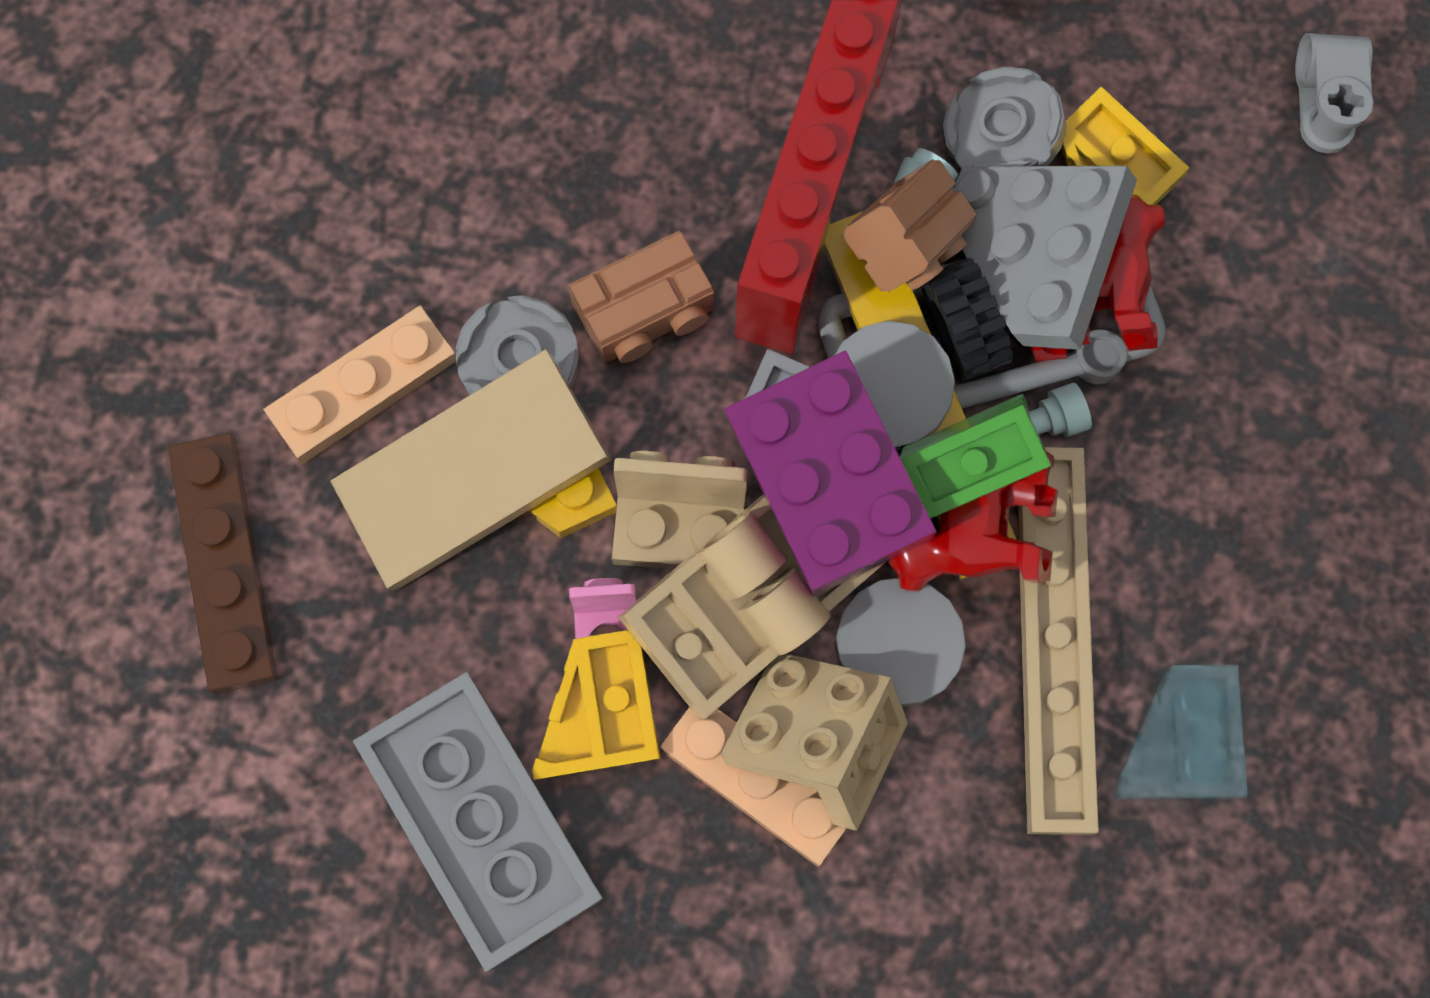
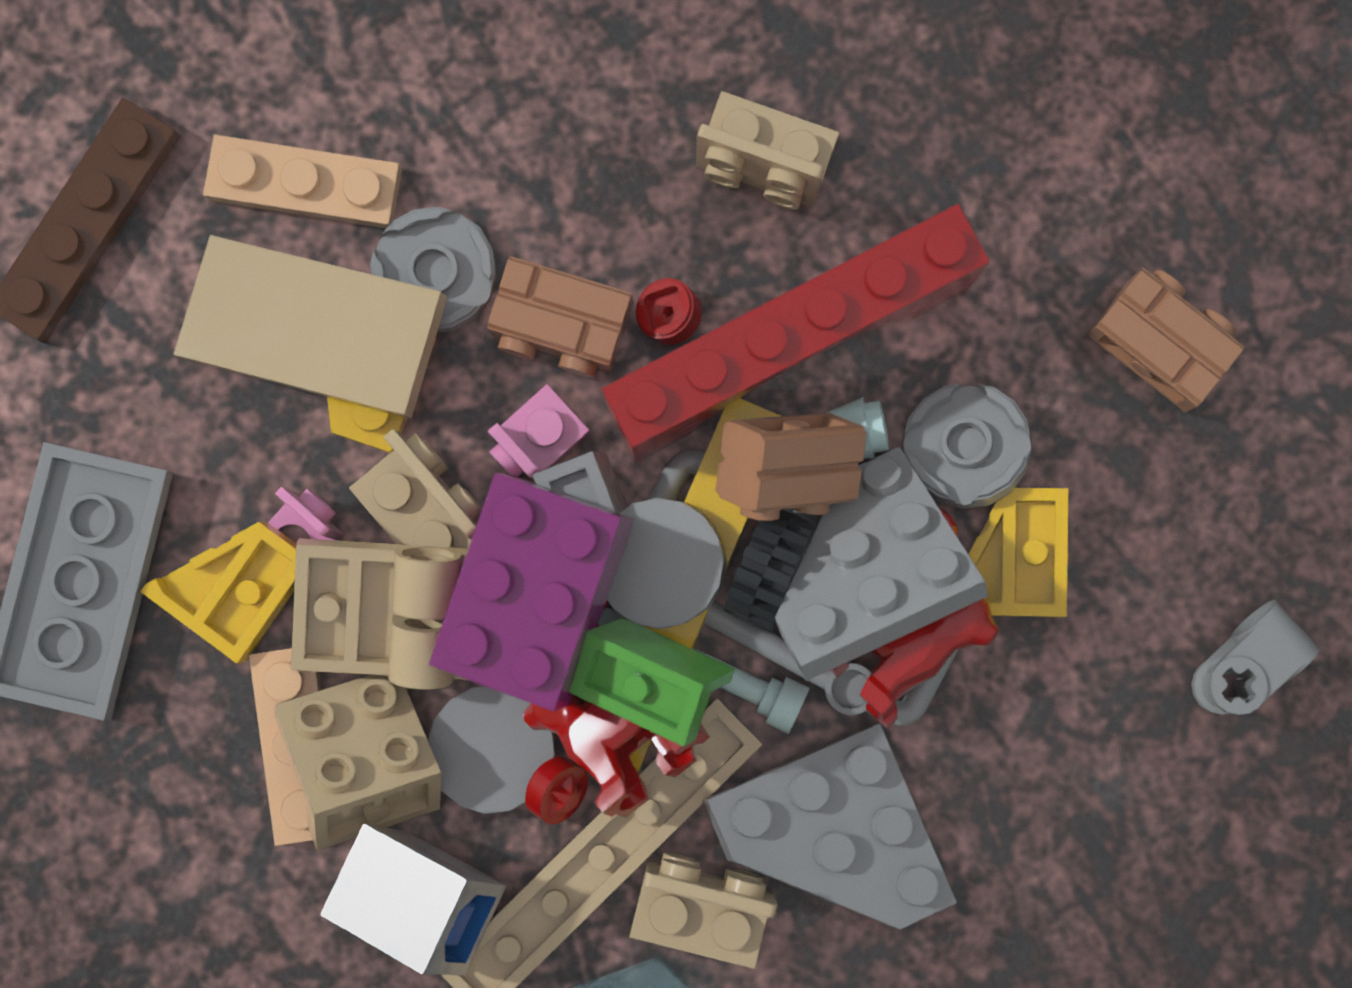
camera: 50 degrees right, 10 degrees up
(672, 65) = (764, 151): none -> tan bracket
(703, 391) = (537, 435): none -> bright pink bracket
(713, 228) = (668, 311): none -> red tile
(963, 789) = (413, 901): none -> flat silver piece
(977, 621) = (556, 790): none -> red tile
(1162, 604) = (703, 911): none -> tan bracket
(1194, 458) = (837, 830): none -> light grey plate

